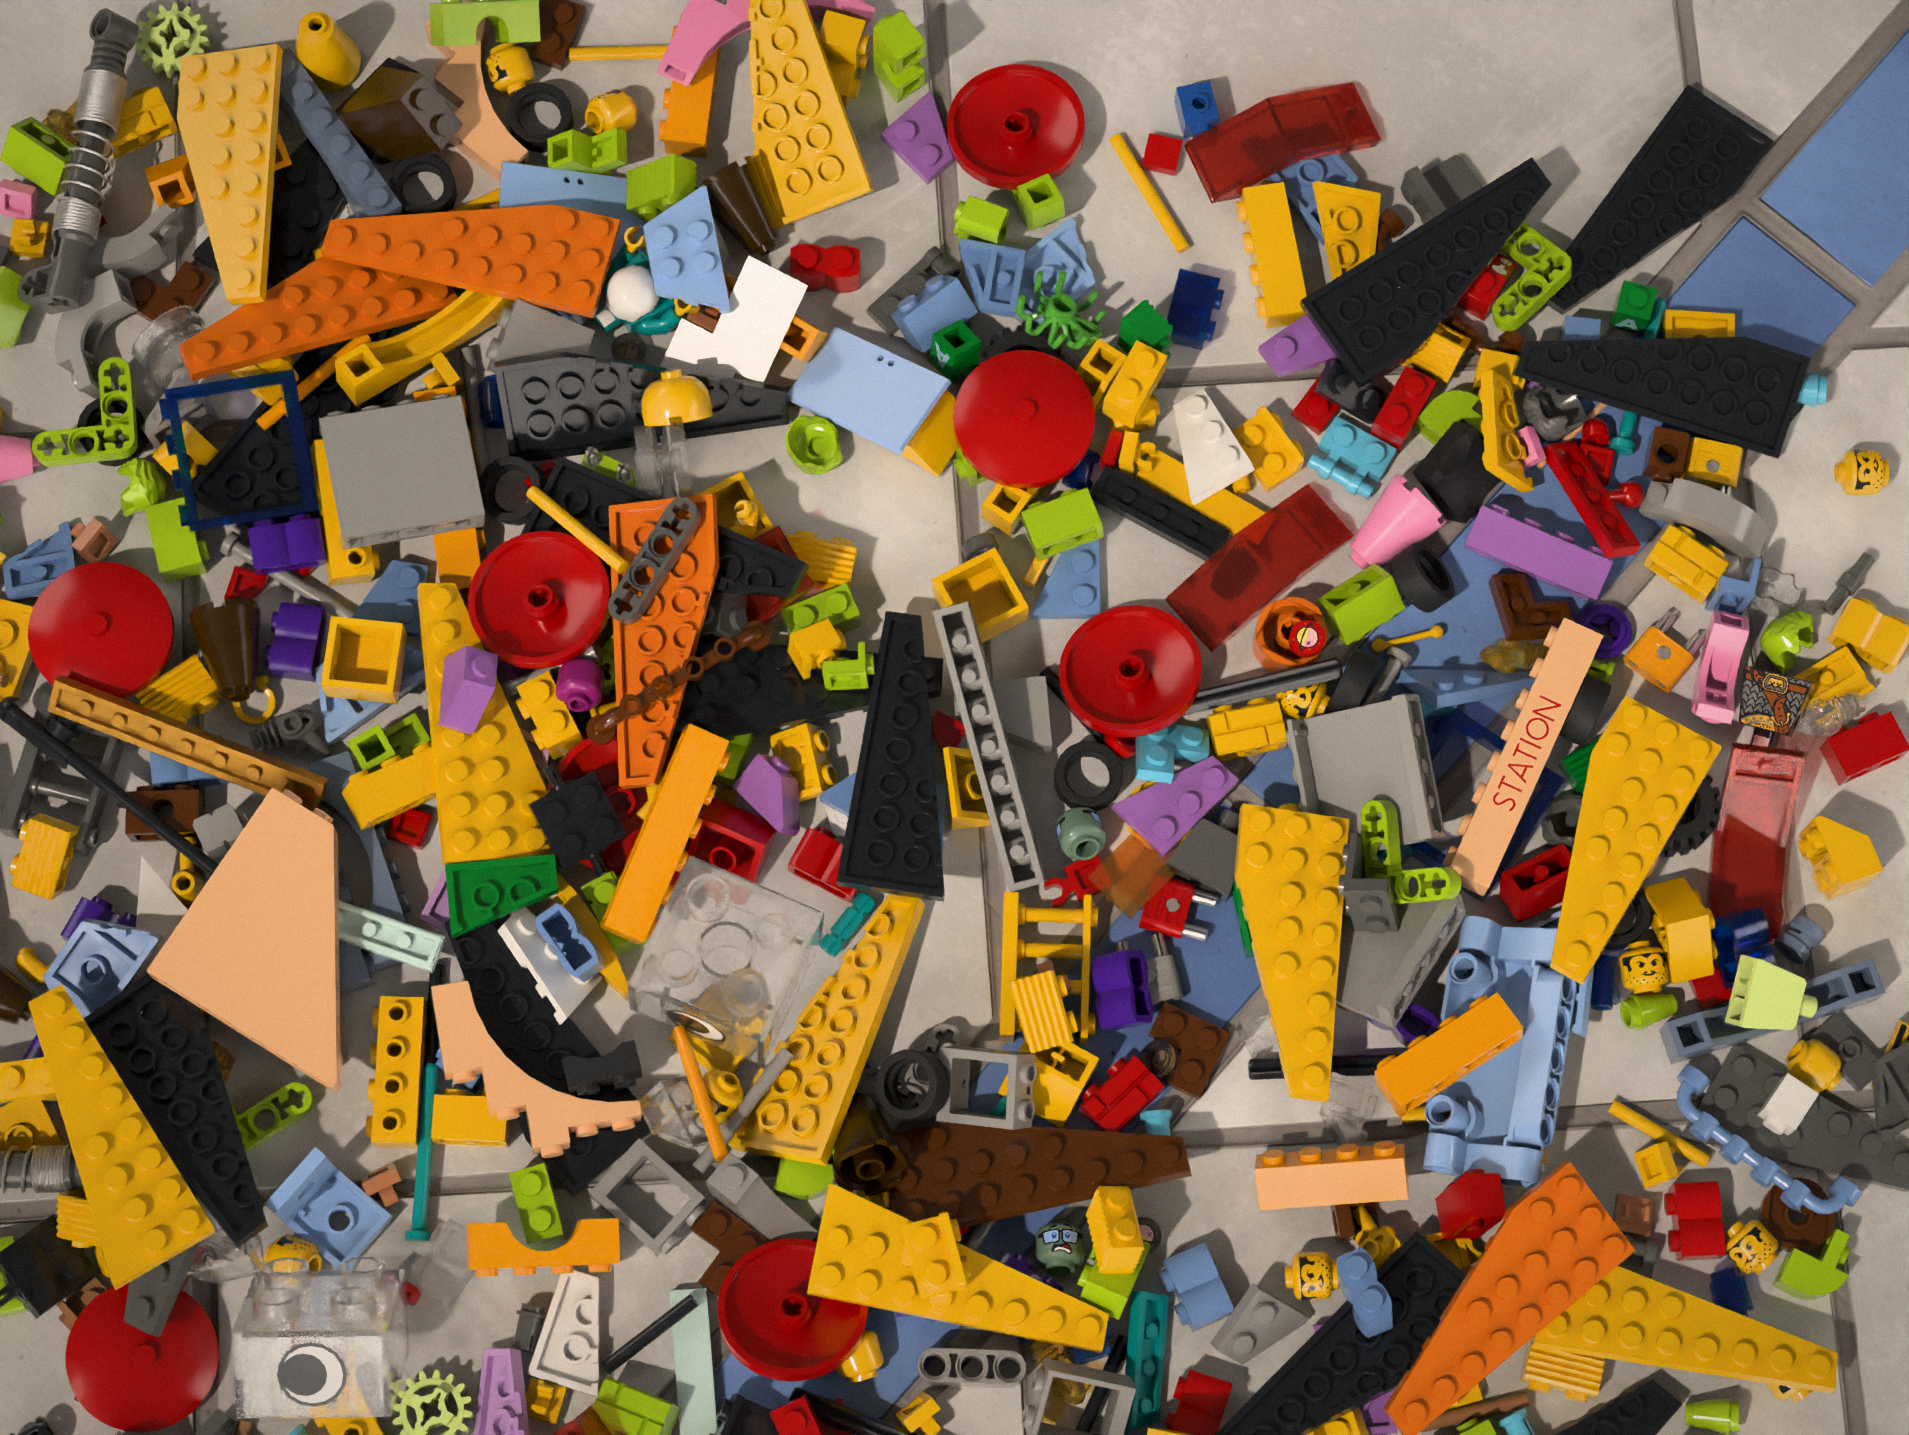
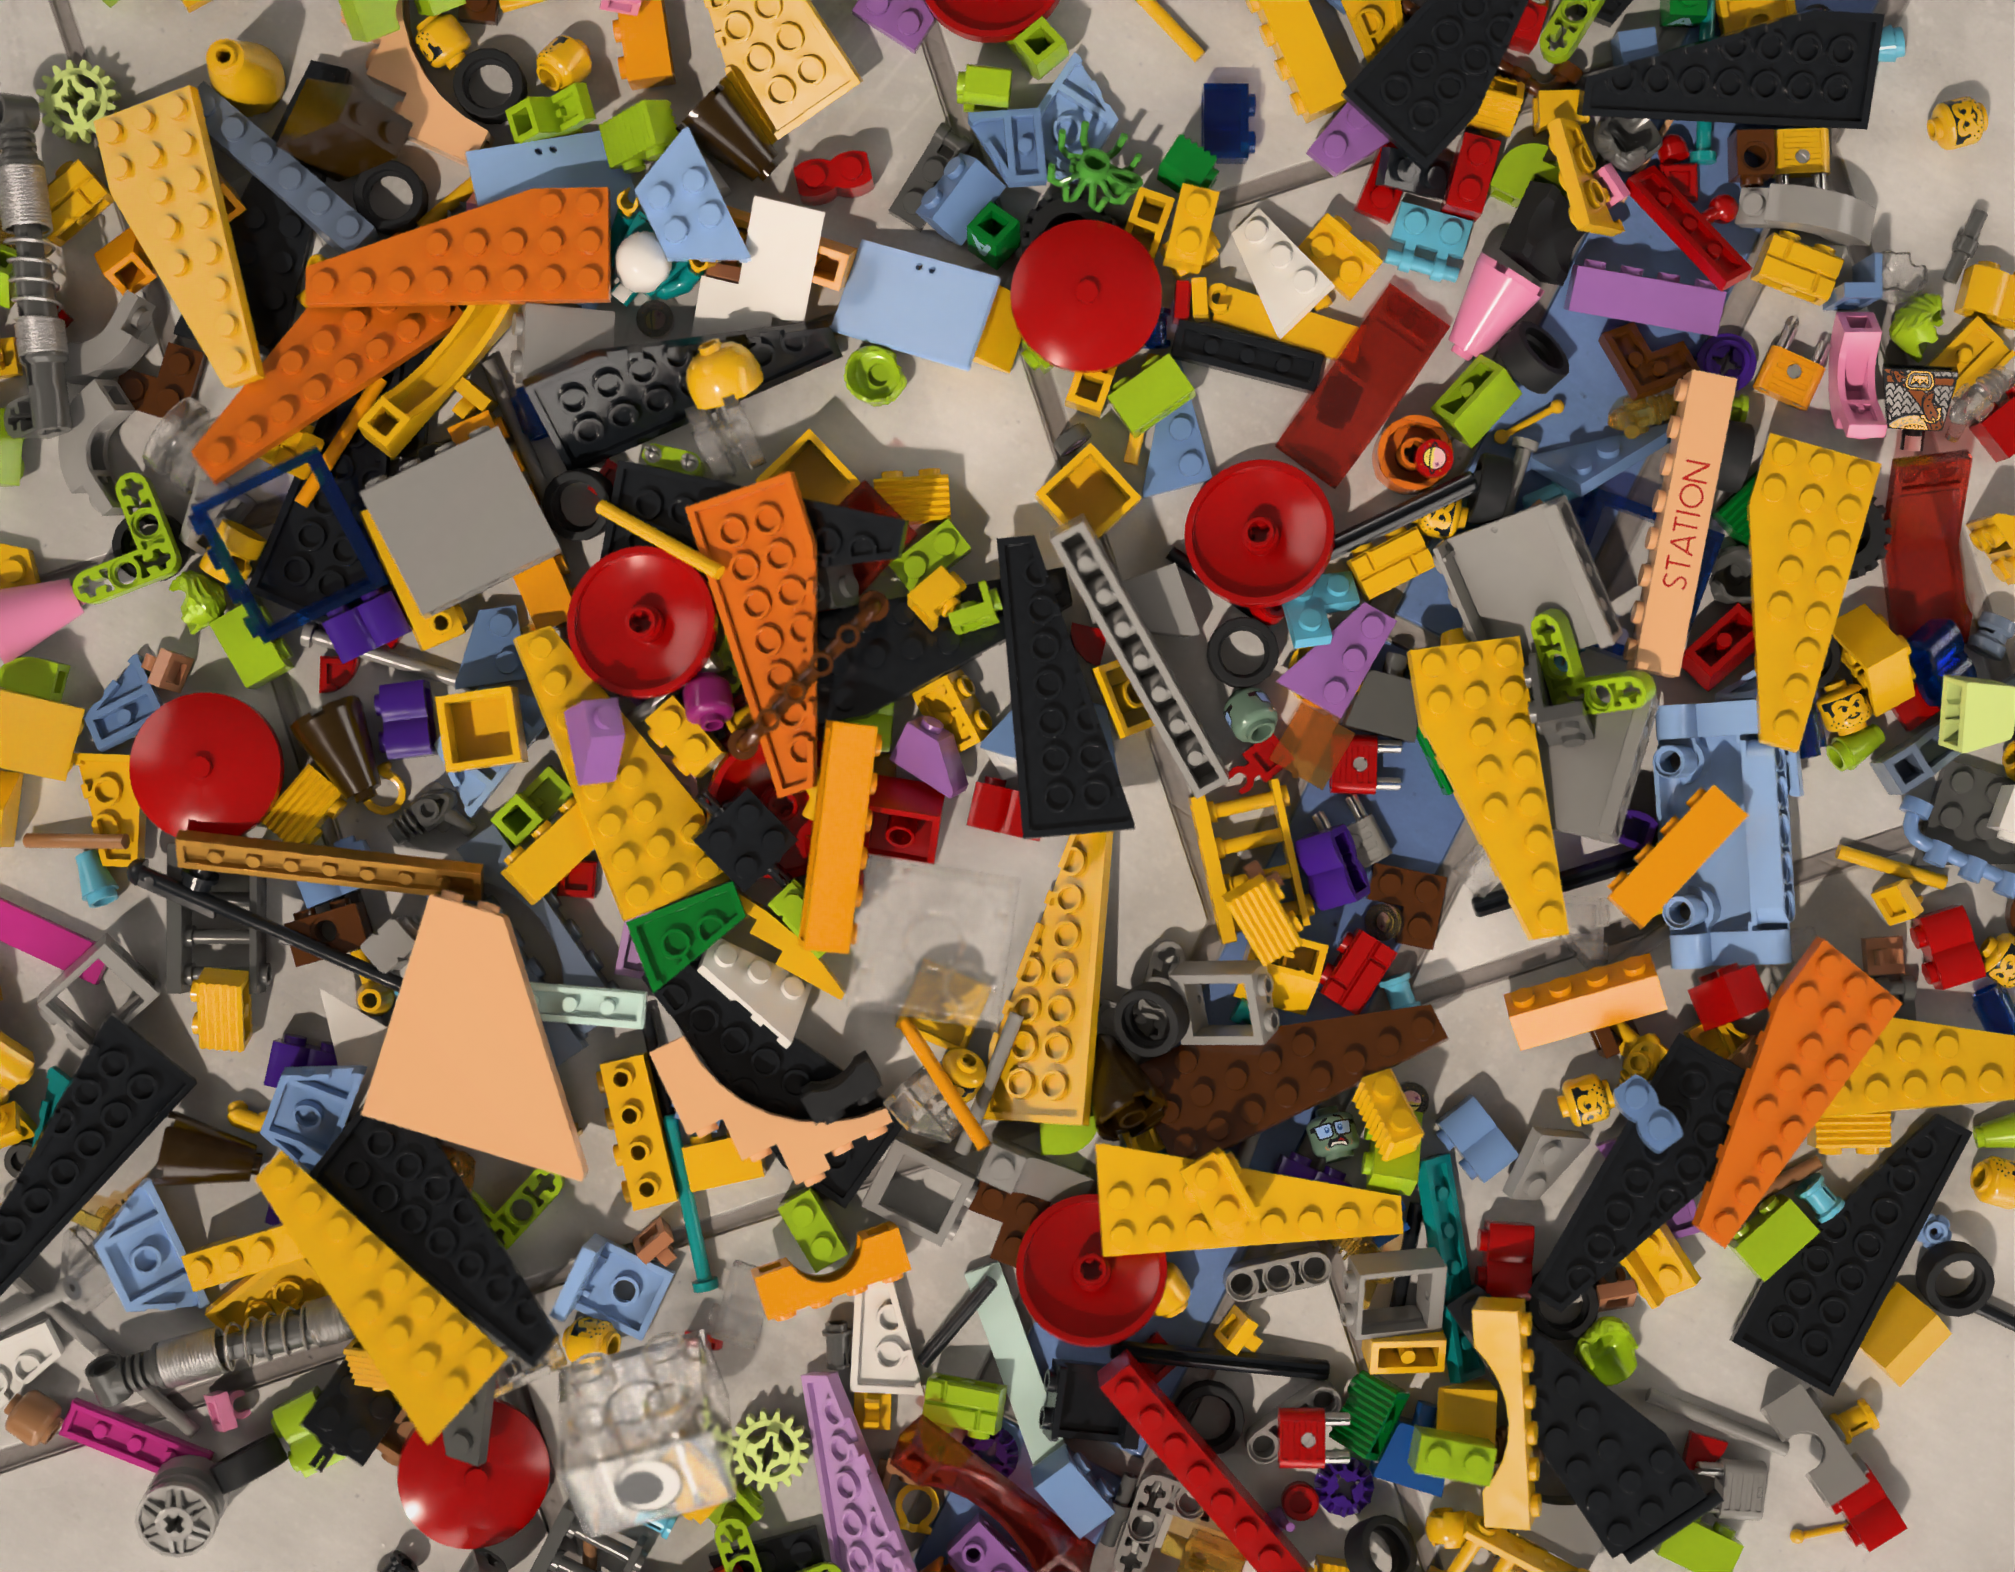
camera: 10 degrees left, 15 degrees up
(574, 951) = (781, 975): medium blue brick -> none
(650, 558) = (756, 560): dark grey beam -> none
(746, 518) = (828, 482): yellow arm -> none
(847, 924) = (1040, 867): teal axle -> none

